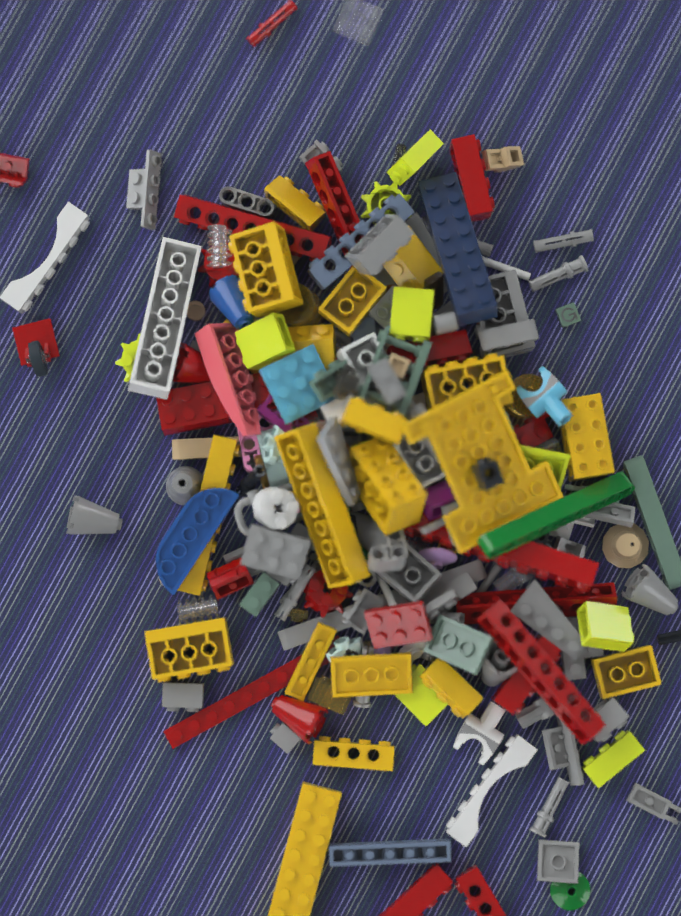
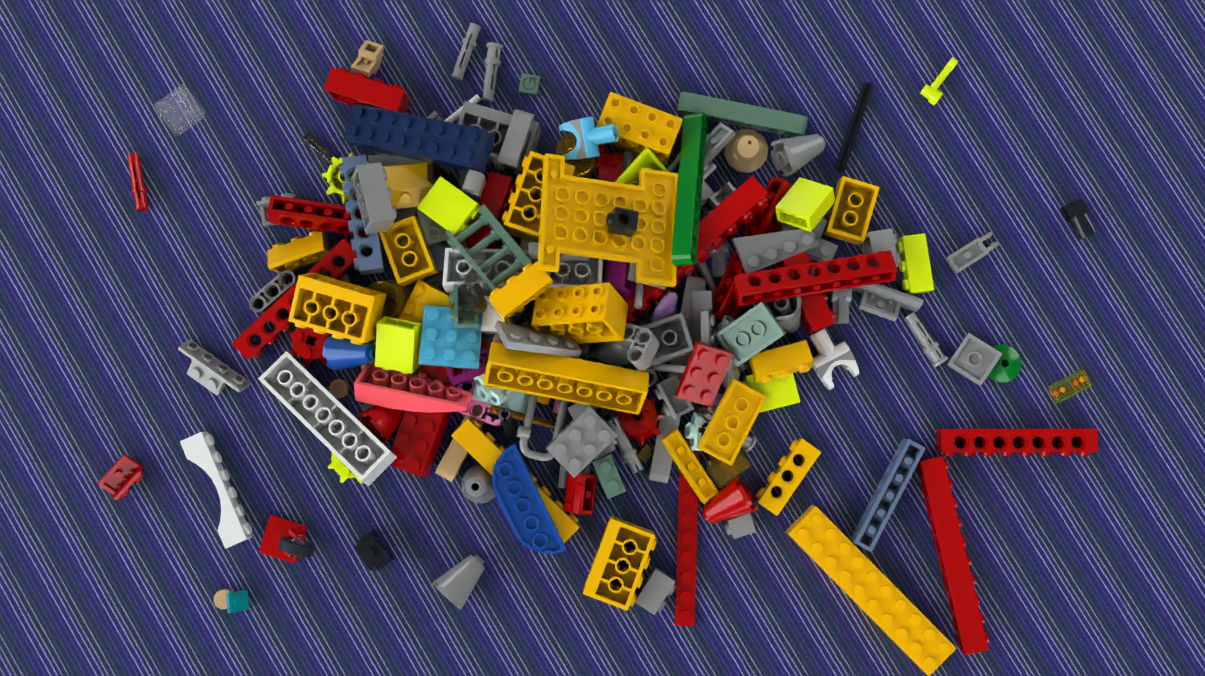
camera: 55 degrees left, 0 degrees up
(72, 427) = (373, 551): none -> black torso
(197, 609) = (590, 535): clear piece -> none
(218, 246) = (293, 336): clear piece -> none
(286, 507) = (544, 408): white brick -> none
(386, 381) = (492, 260): light grey brick -> none
(399, 365) = (485, 245): tan tile -> none
(414, 158) = (321, 129): neon yellow brick -> none
(465, 824) = (867, 342): white arch -> none

